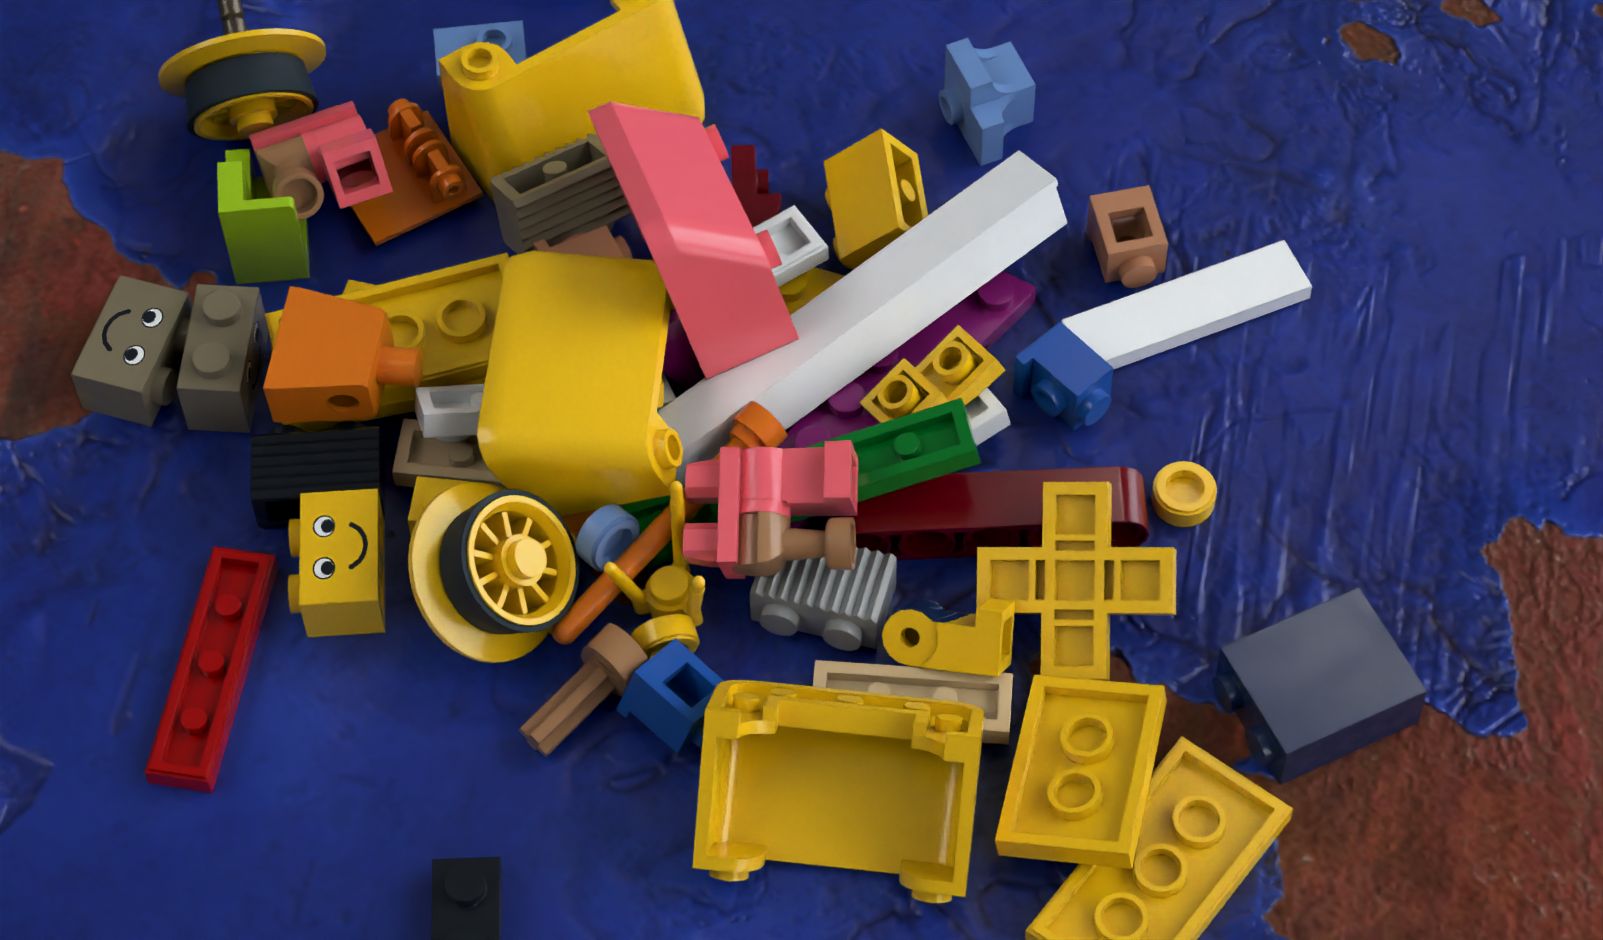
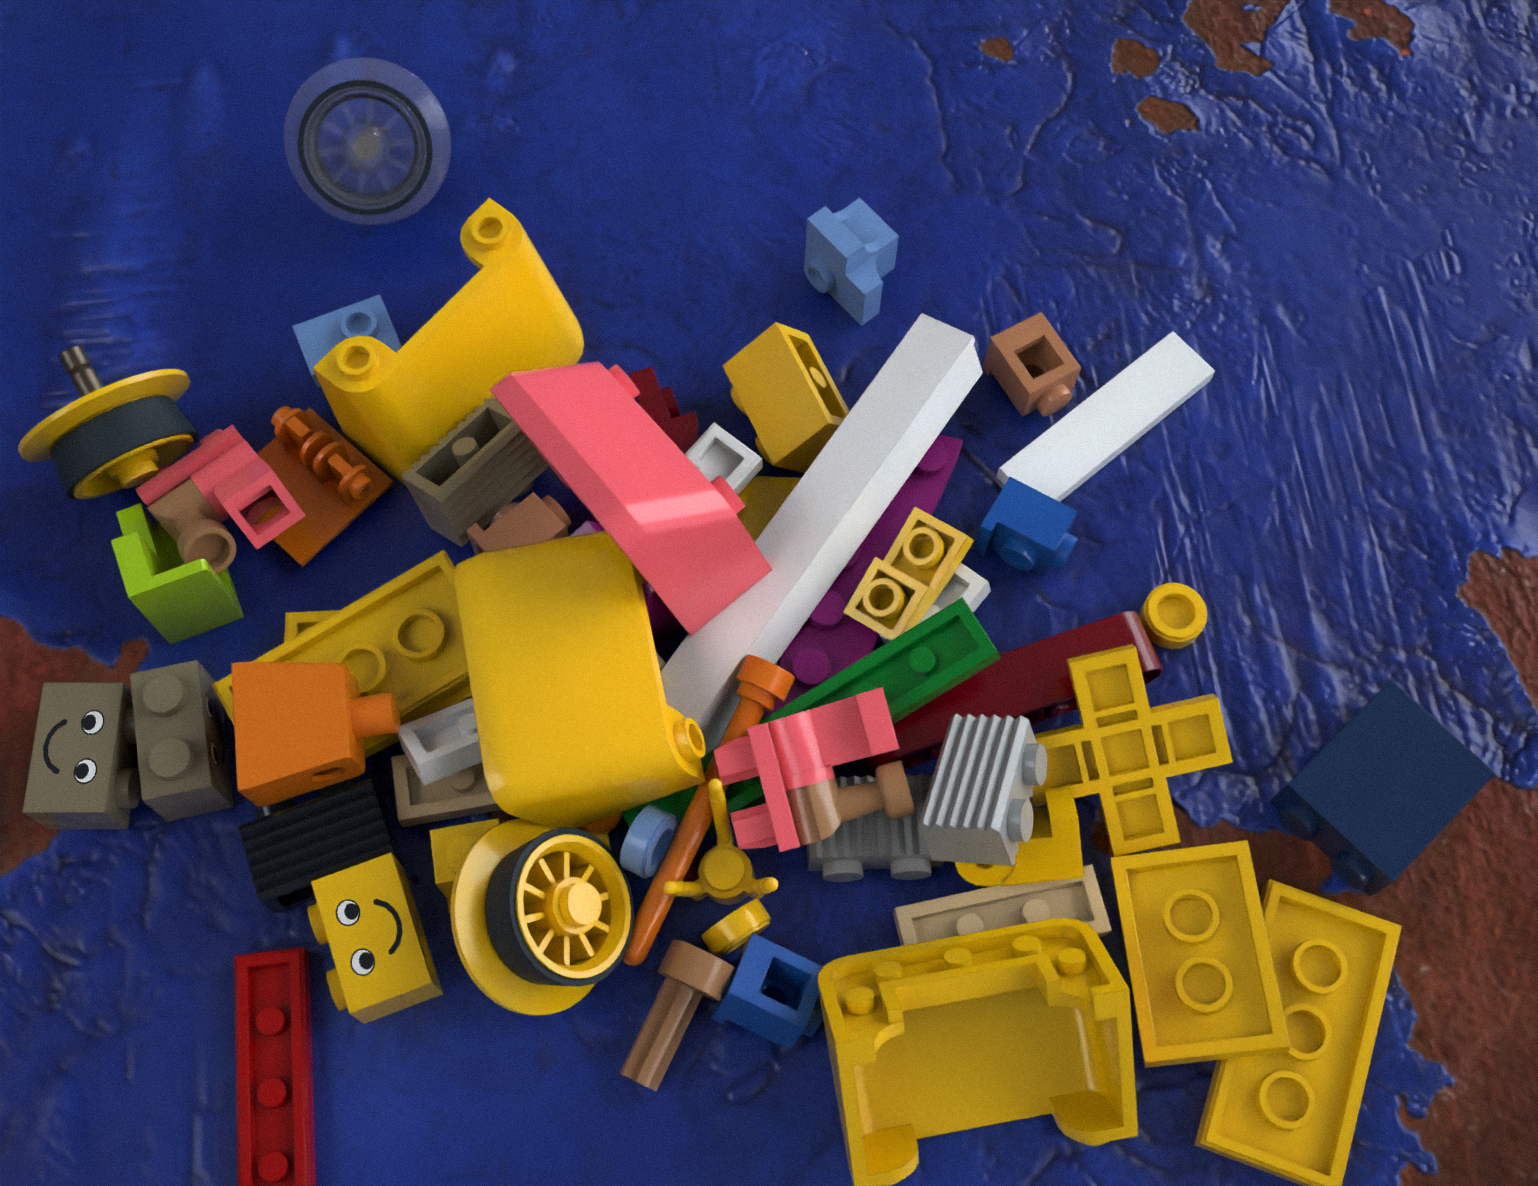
camera: 20 degrees left, 10 degrees up
(922, 567) = (983, 790): none -> light grey brick

